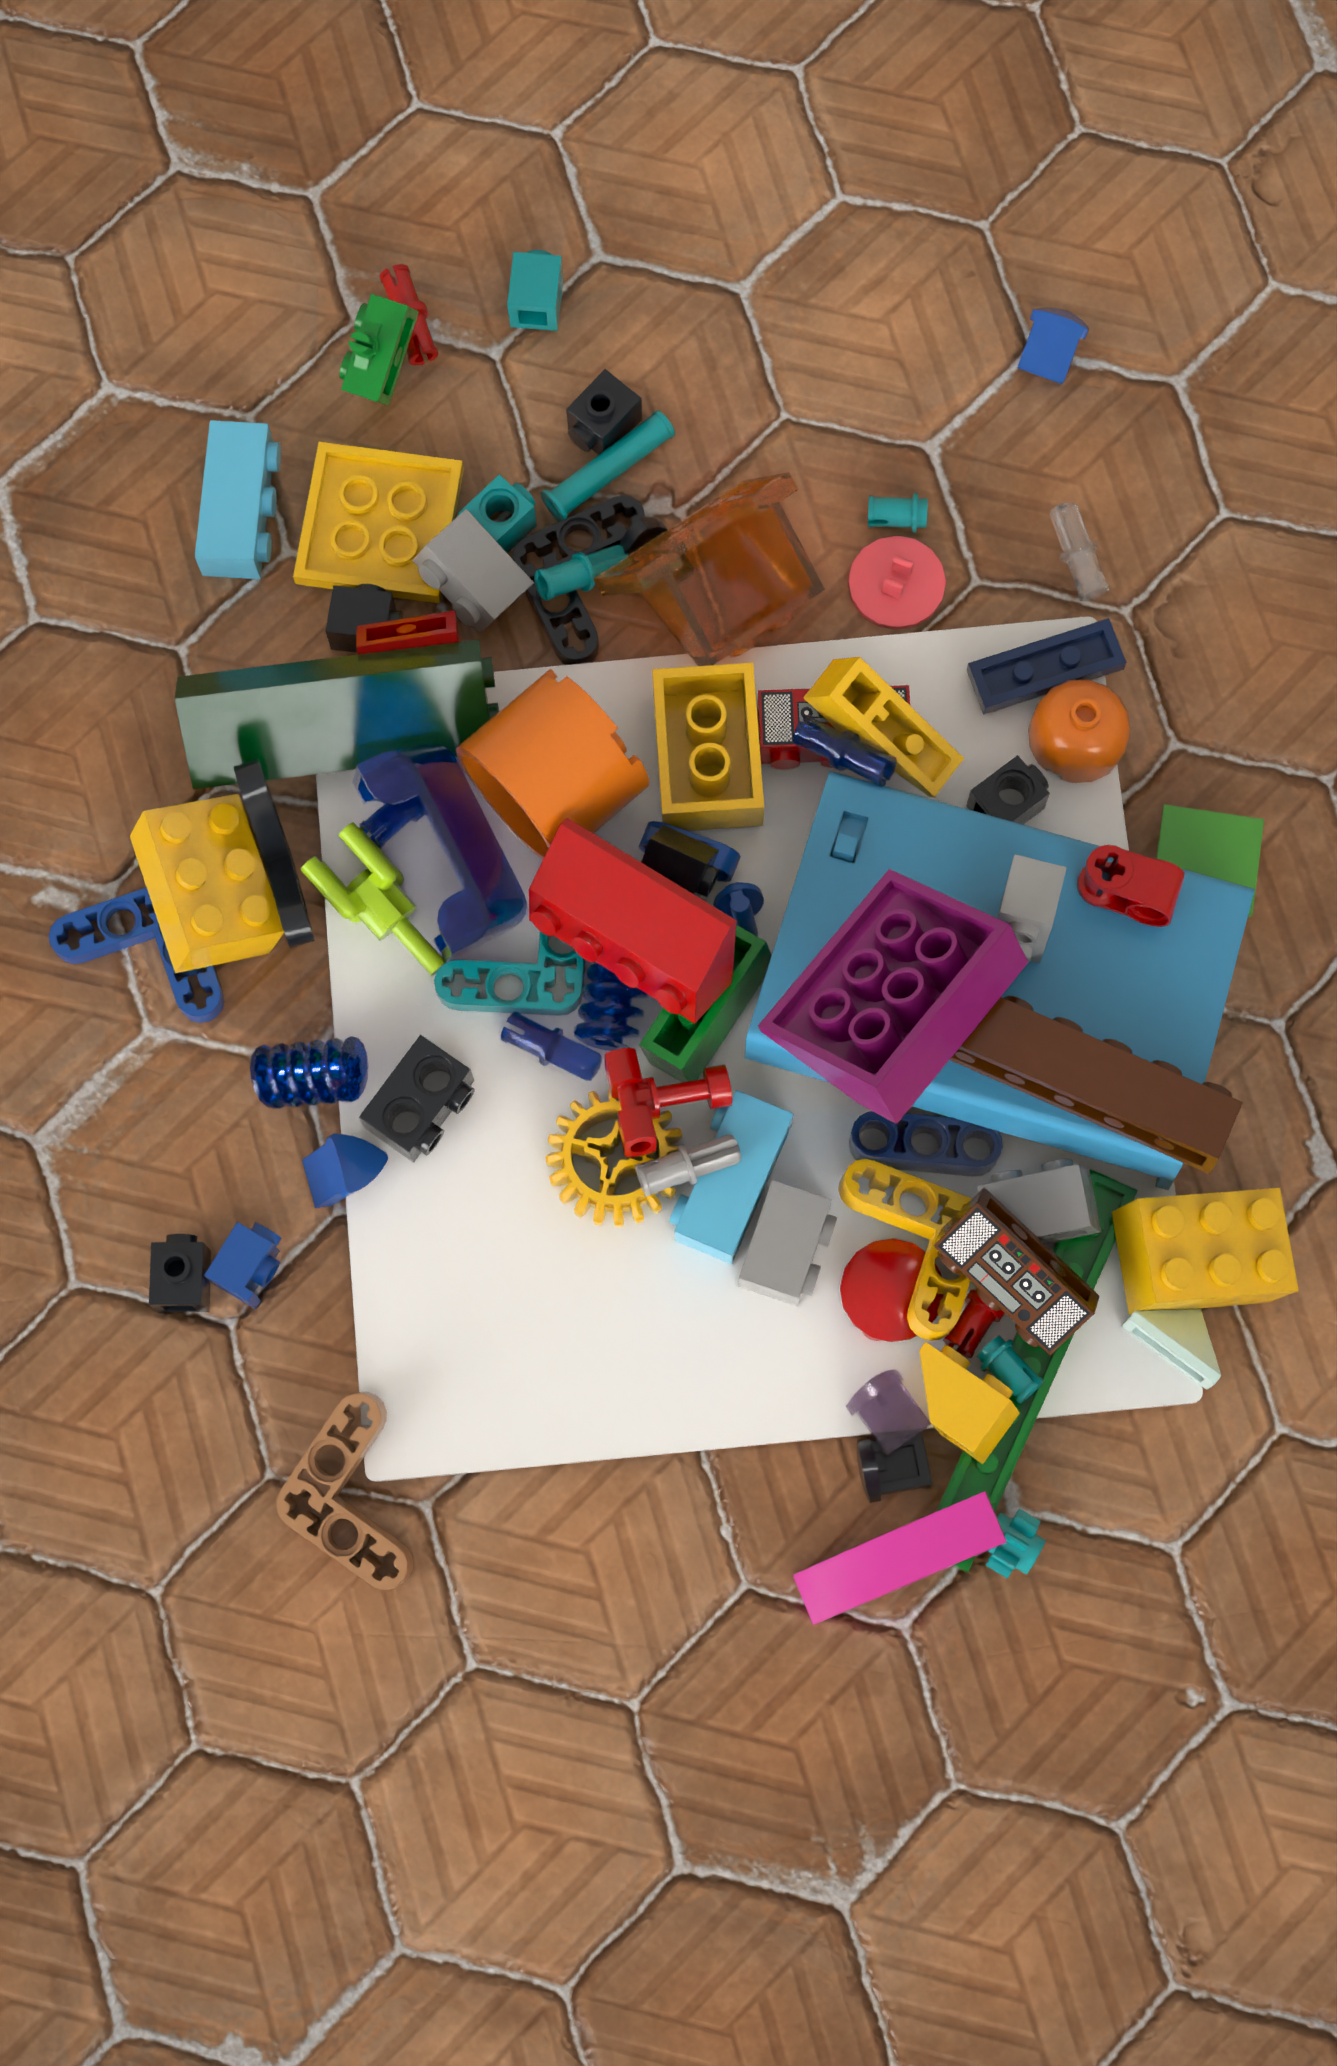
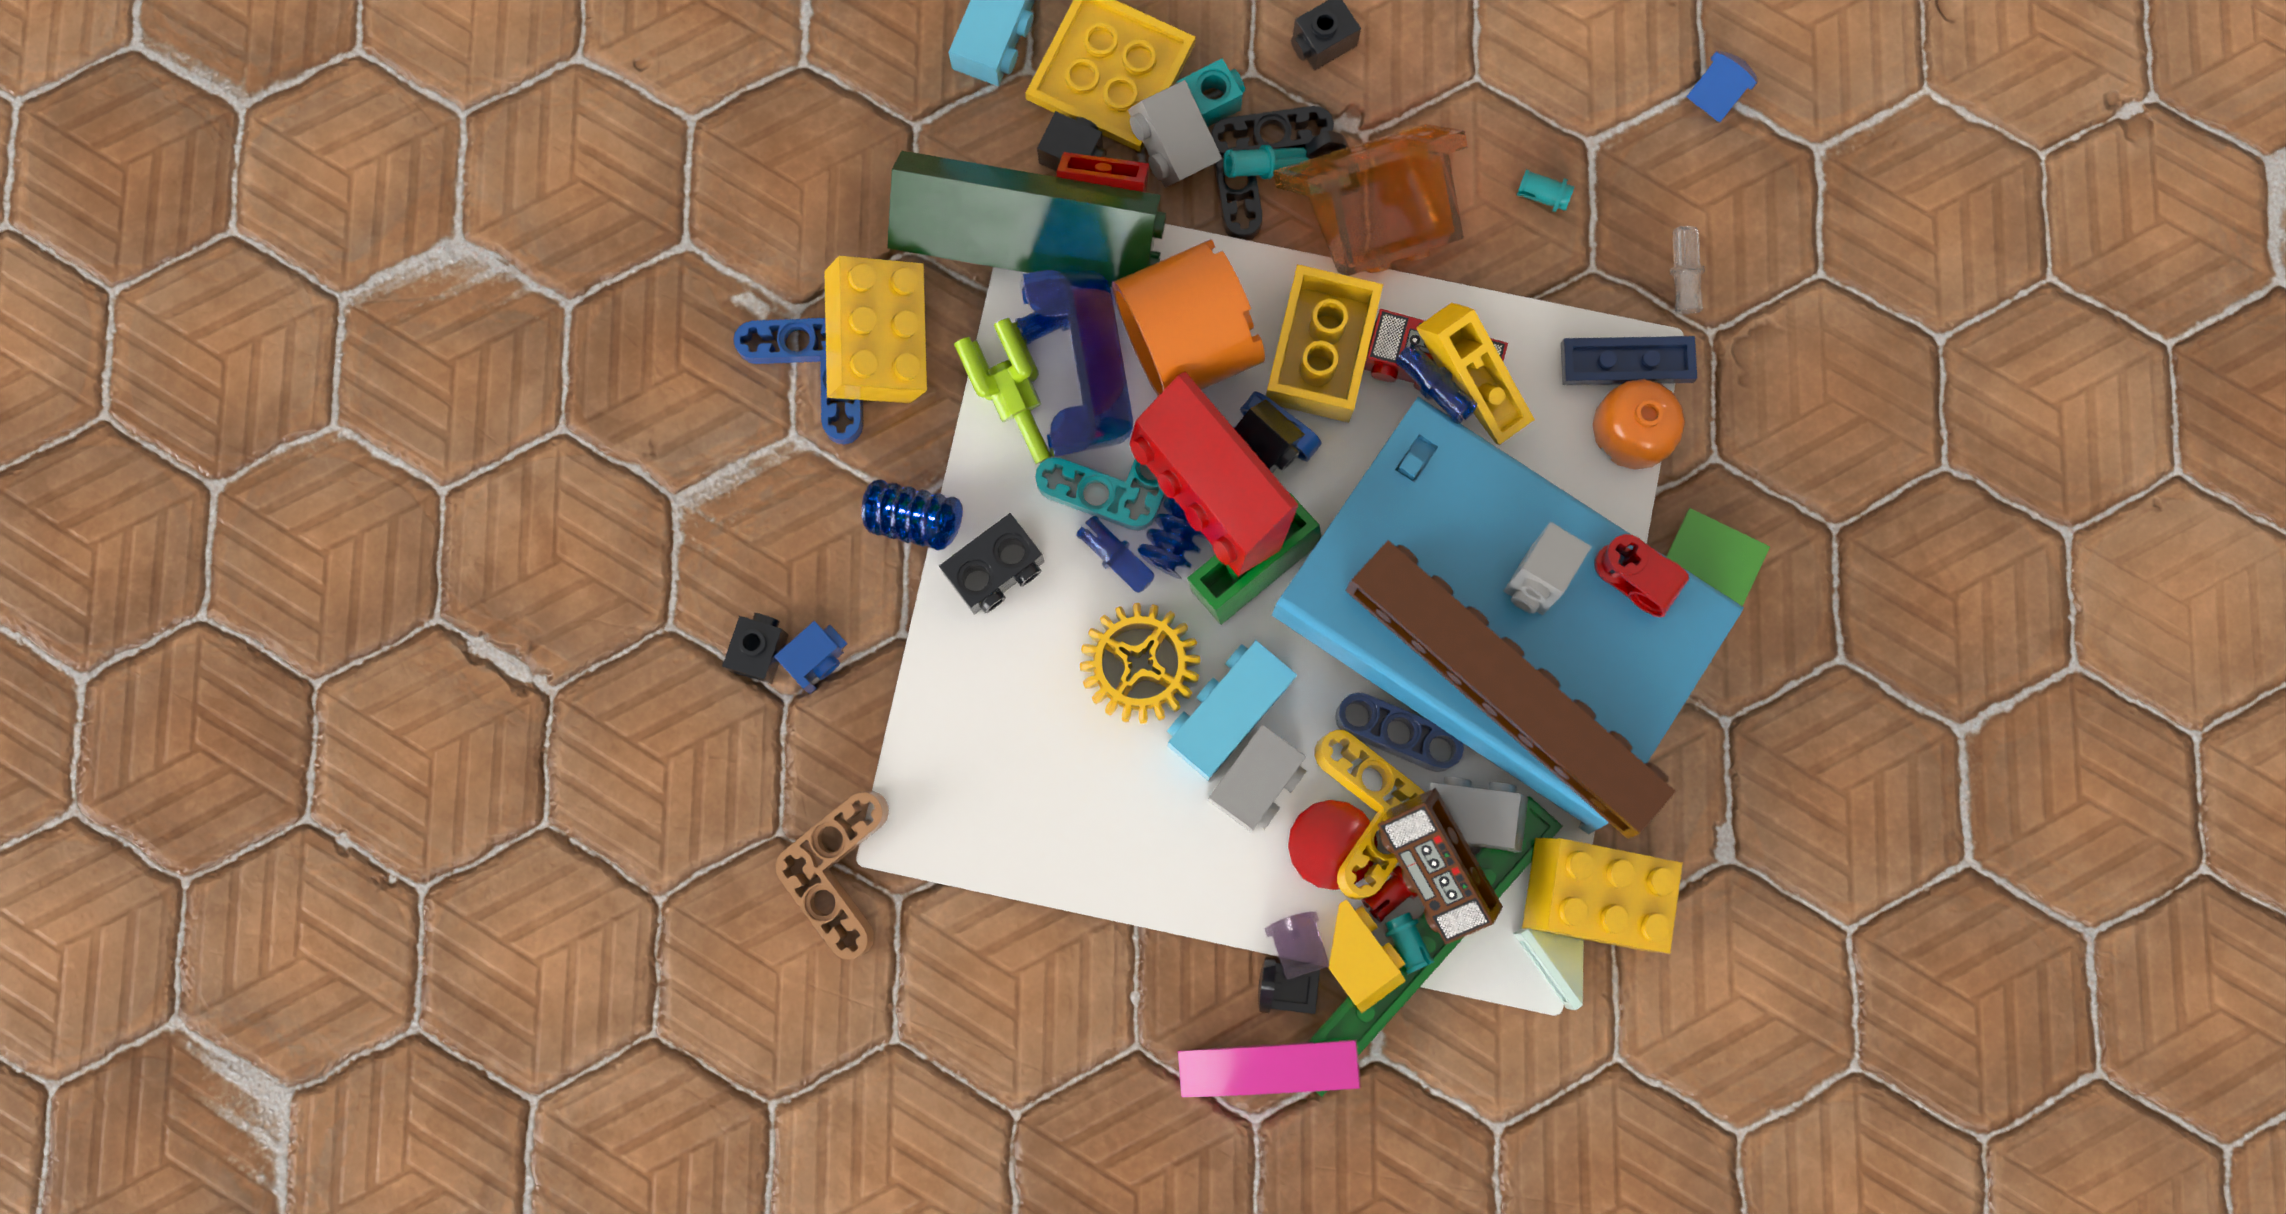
camera: 15 degrees right, 5 degrees up
(276, 852) = (940, 324): black beam -> none
(342, 1168) = (914, 602): blue tile -> none
(608, 466) = (1316, 77): teal pin -> none
(642, 1100) = (1175, 625): red bar -> none
(687, 1164) = (1196, 690): light grey axle -> none
(741, 903) = (1308, 483): blue plate -> none
(895, 993) = (1412, 608): magenta slope -> none
(896, 582) = (1526, 249): coral piece -> none
(1016, 776) = (1581, 452): black brick -> none
(1021, 1547) = (1373, 1089): teal gear -> none

